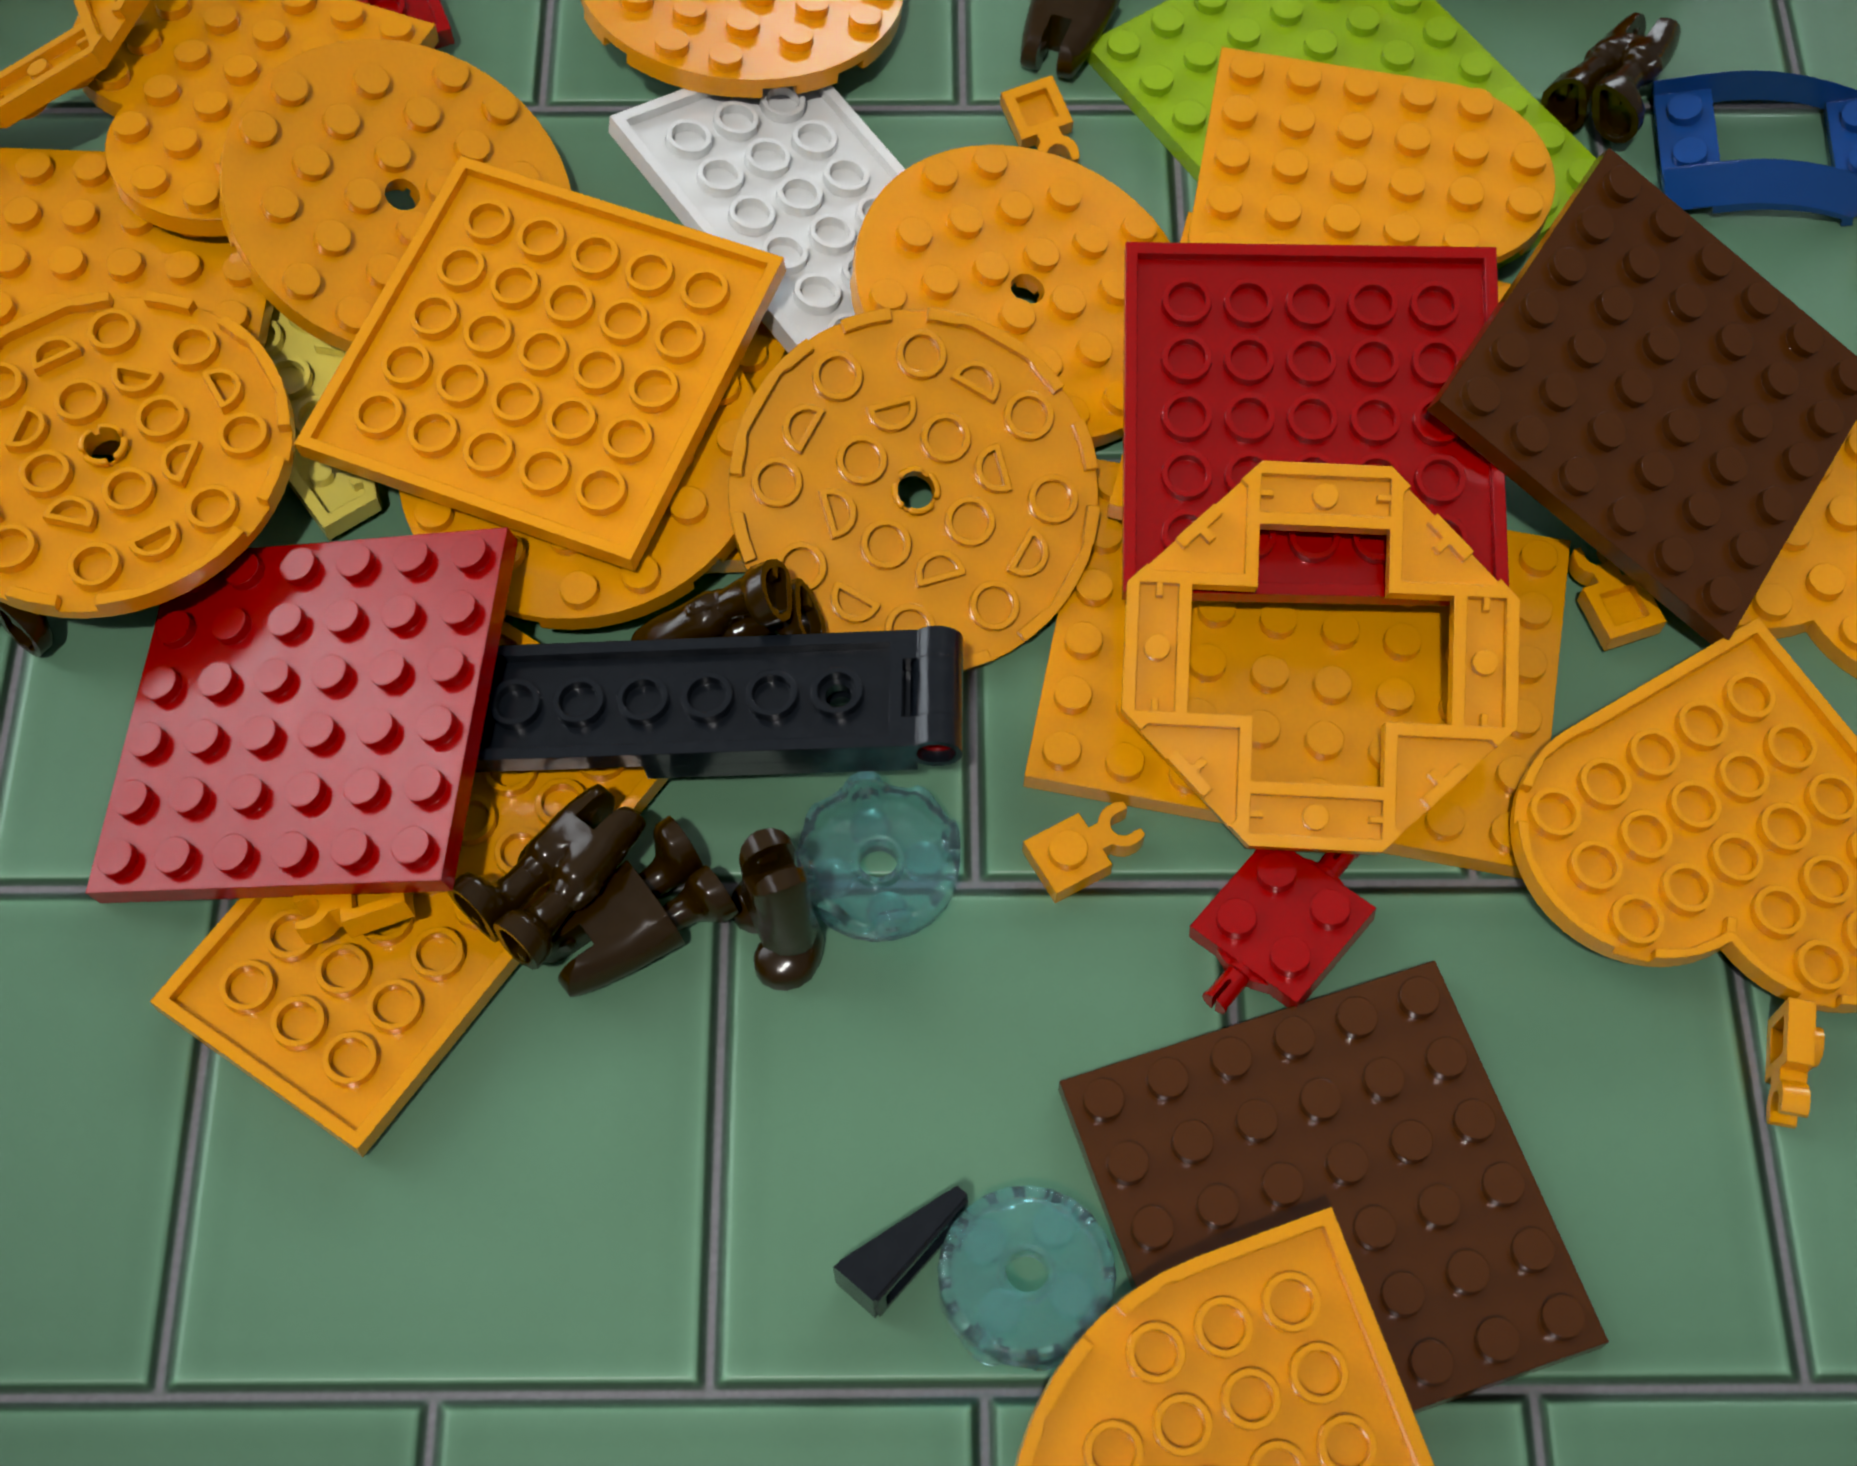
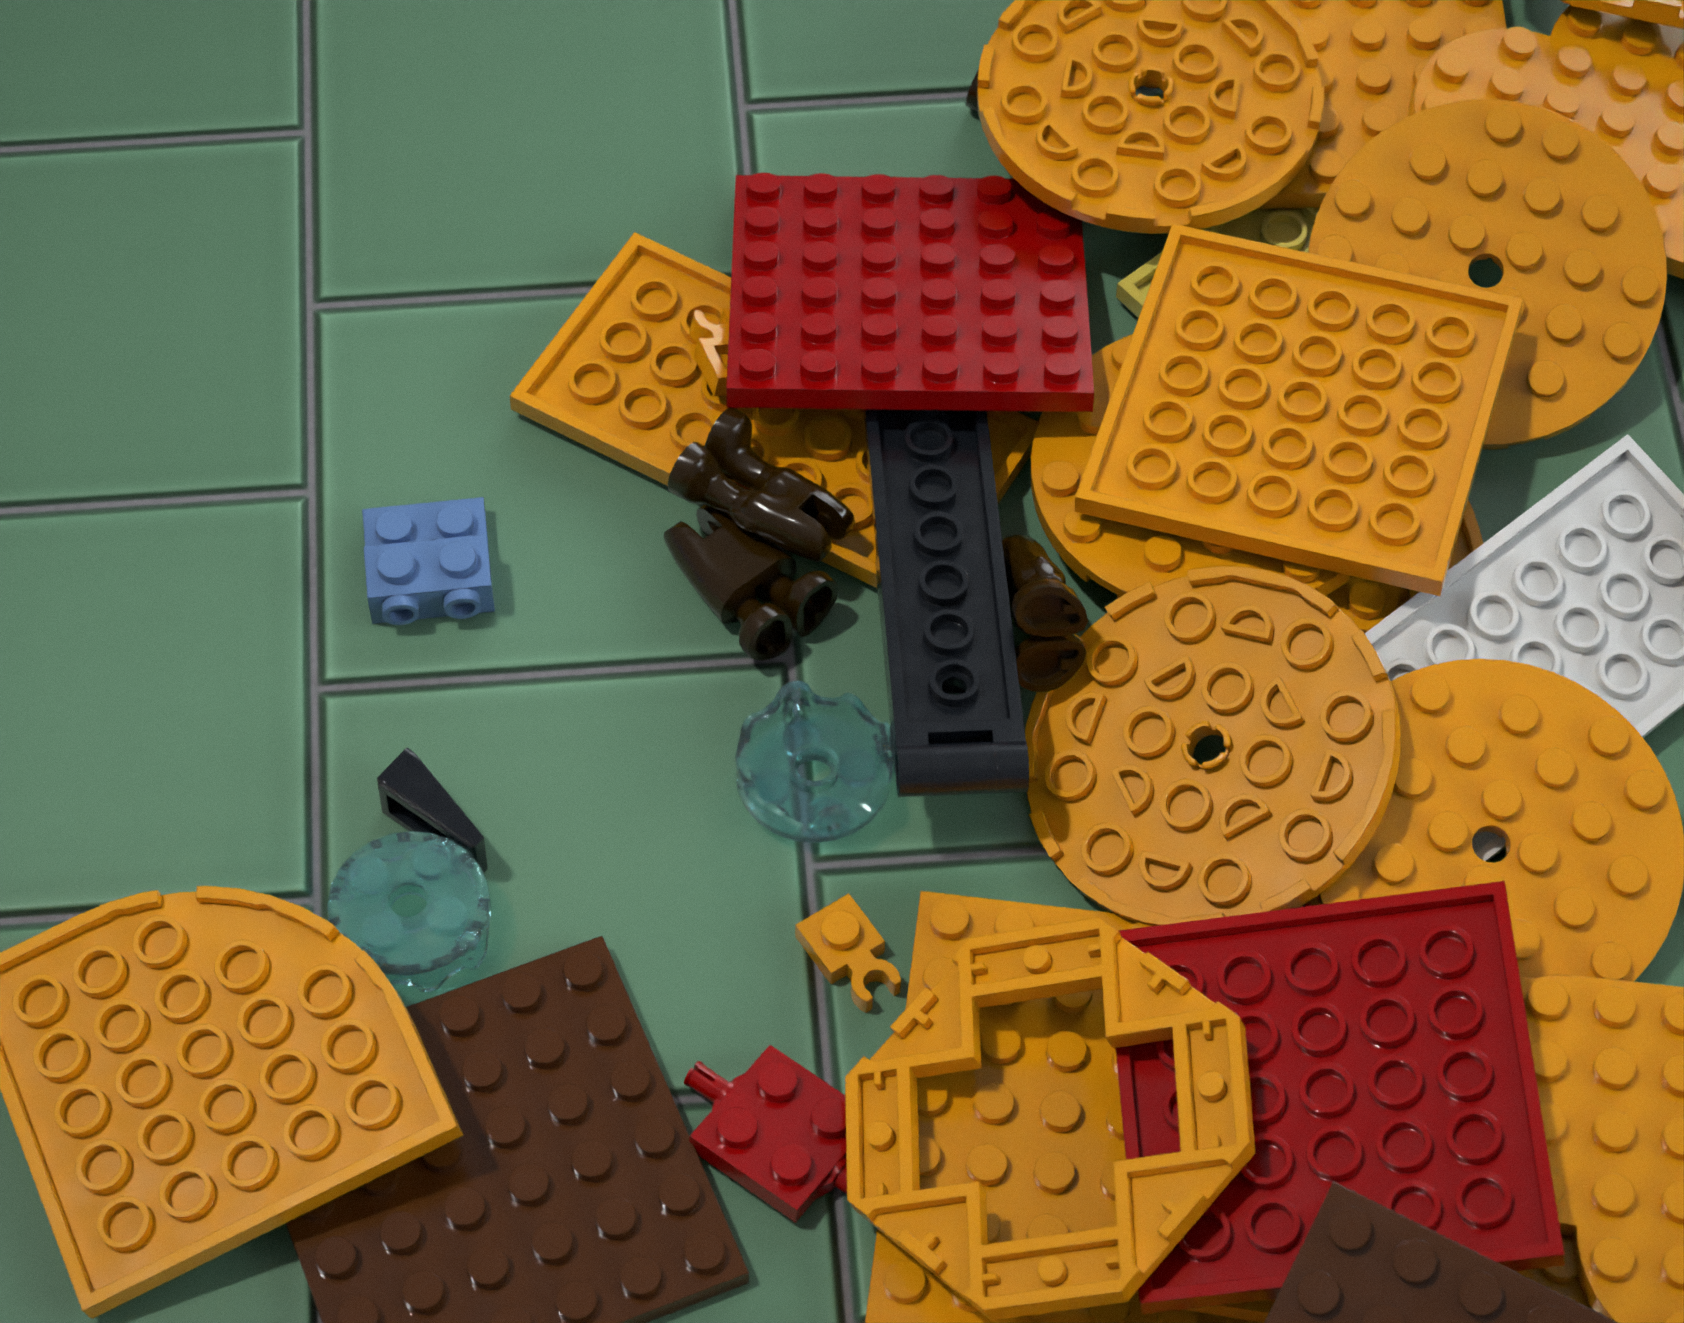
camera: 85 degrees right, 5 degrees down
(561, 1255) = (427, 561): none -> medium blue plate
(777, 907) = (742, 668): dark brown piece -> none

